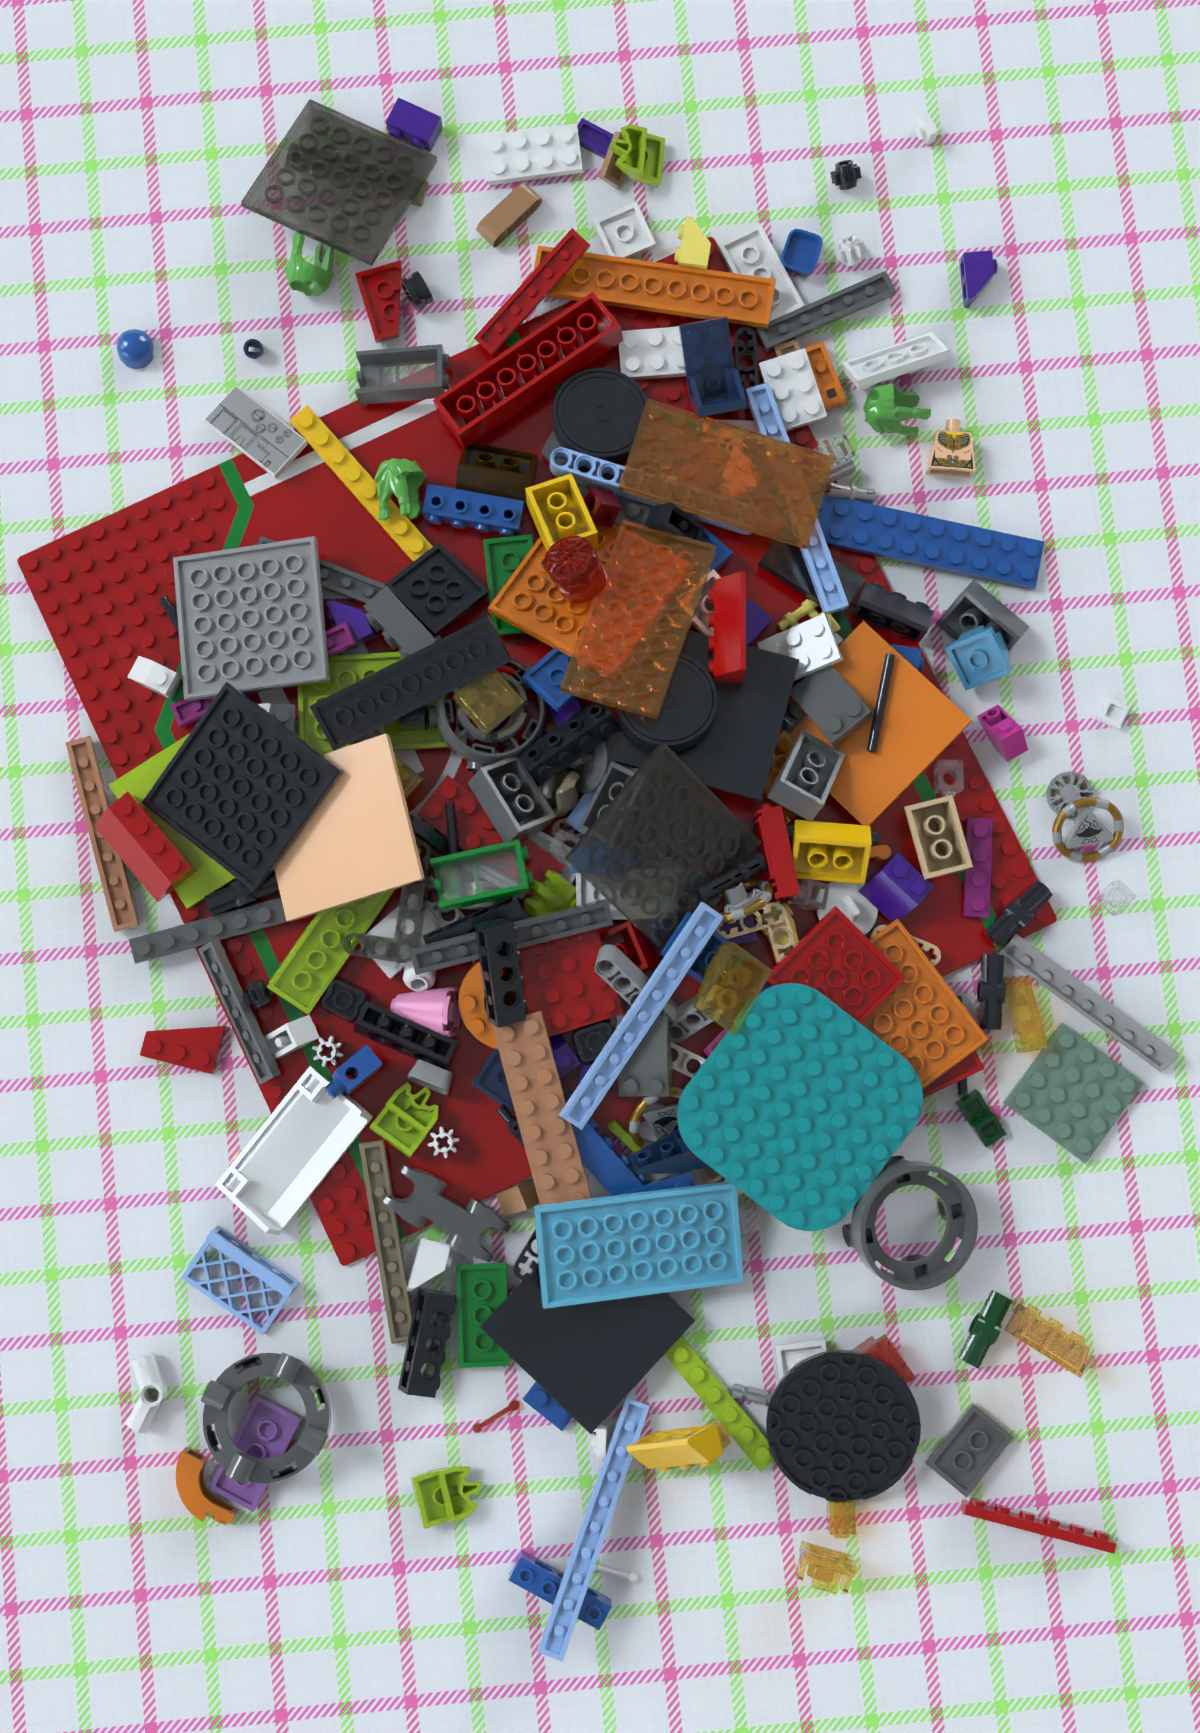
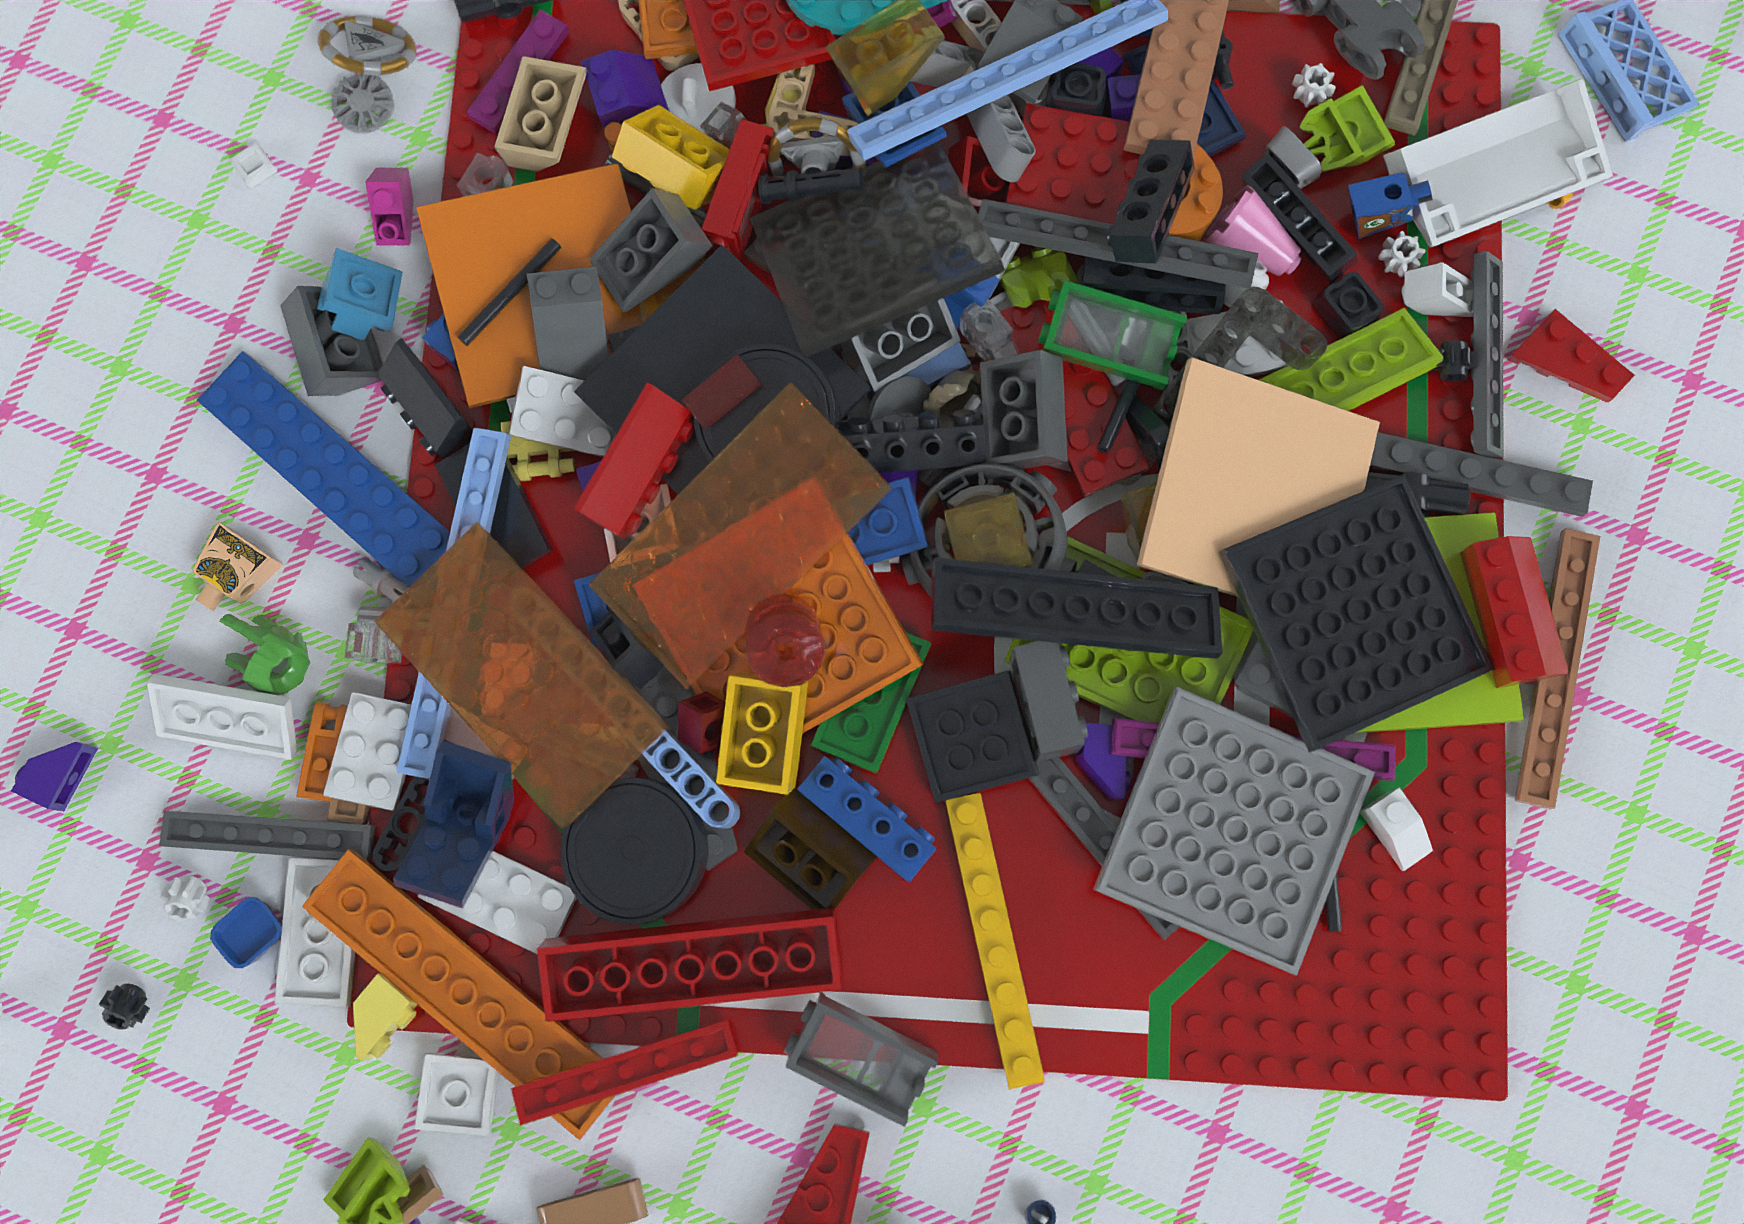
camera: 145 degrees left, 5 degrees down
(255, 431) = (1097, 1094): light grey tile -> none
(403, 480) = (941, 904): bright green piece -> none
(416, 290) = (776, 1170): black wheel -> none
(700, 695) = (721, 392): none -> clear red tile

